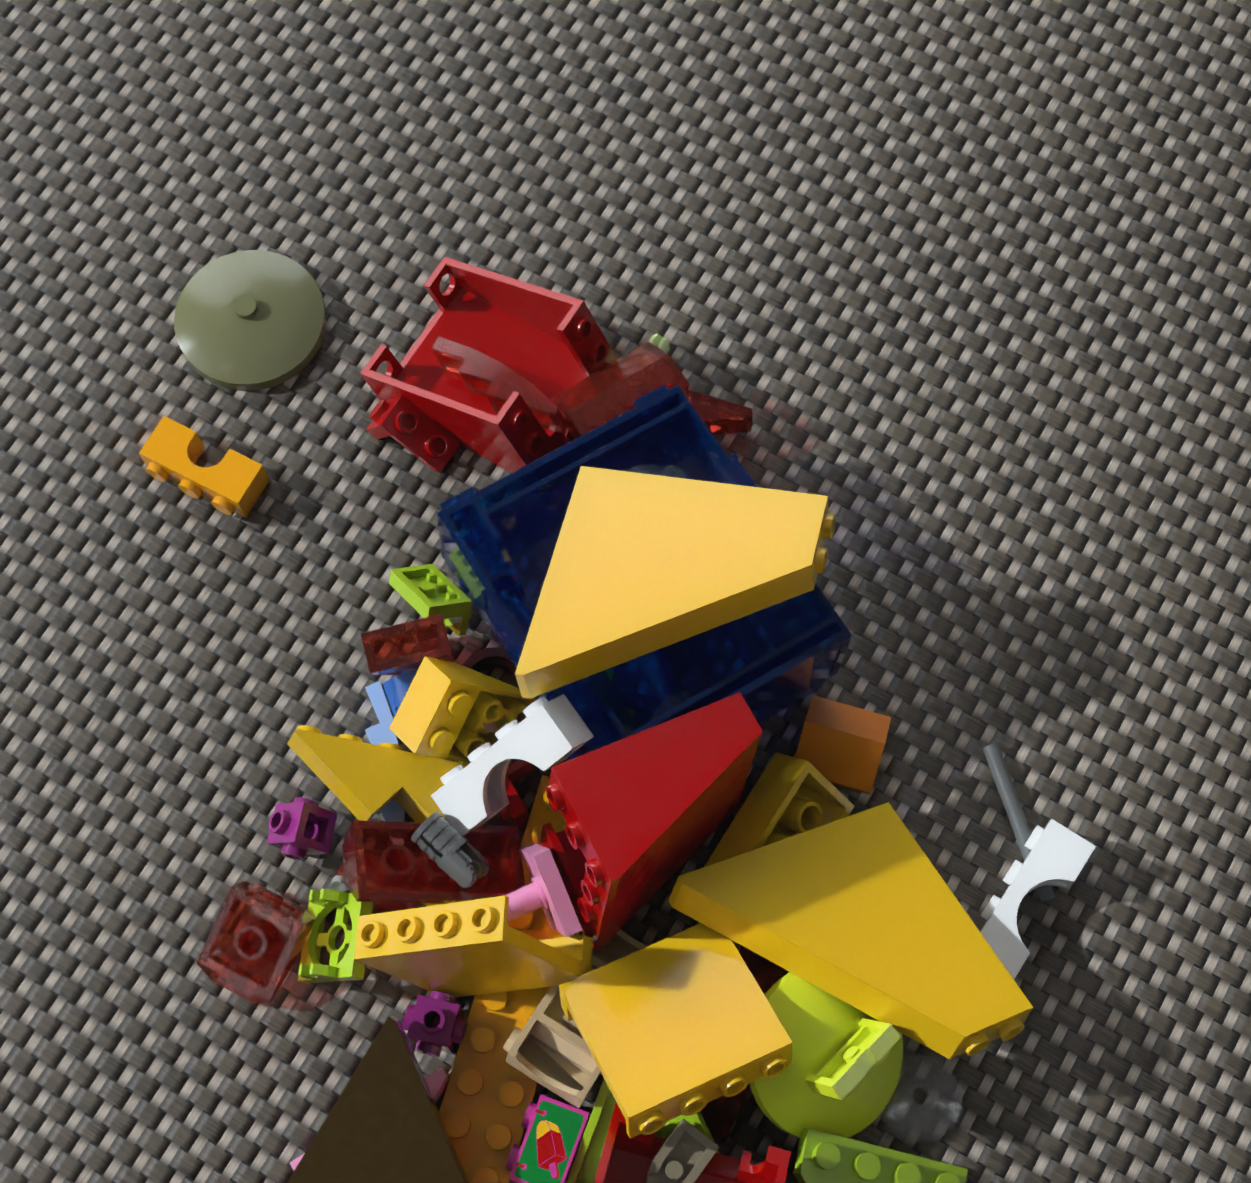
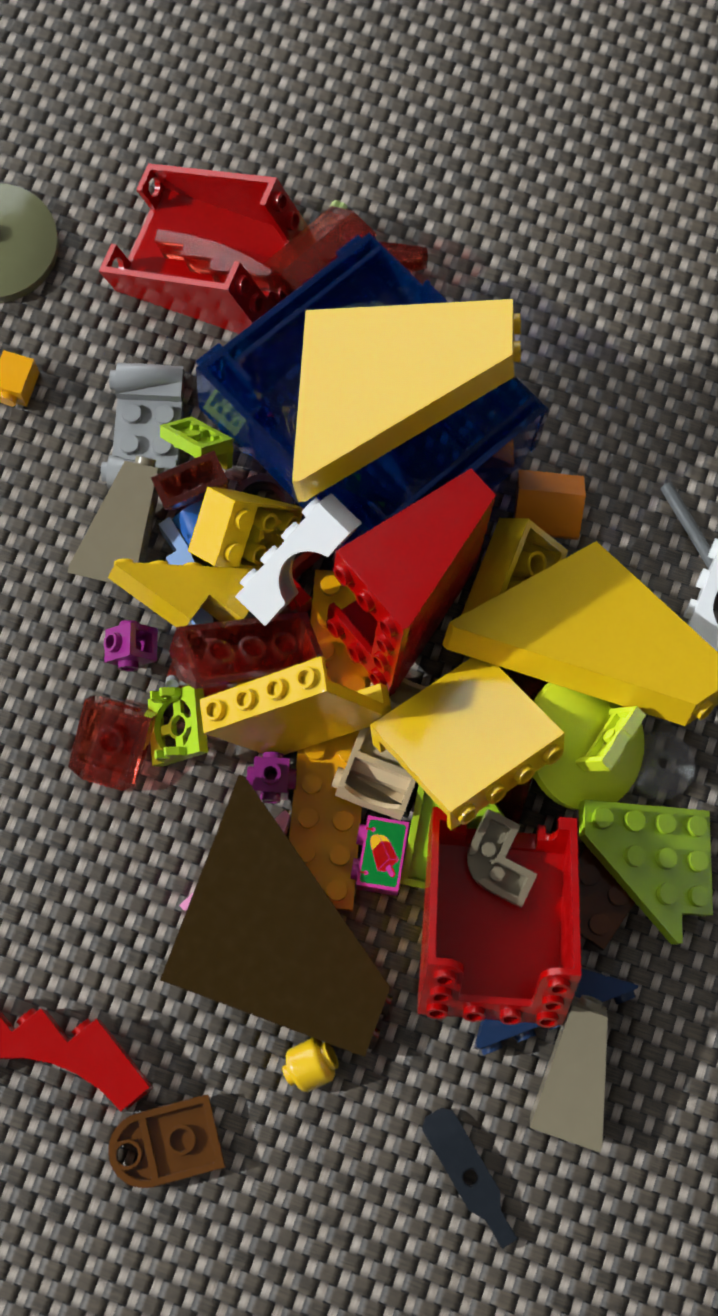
camera: 15 degrees left, 5 degrees up
(321, 679) = (121, 523): none -> dark tan slope
(384, 535) = (145, 400): none -> light grey piece
(413, 431) = (152, 311): red bracket -> none
(450, 850) = (260, 636): dark grey hinge -> none
(545, 891) = (344, 654): bright pink tile -> none

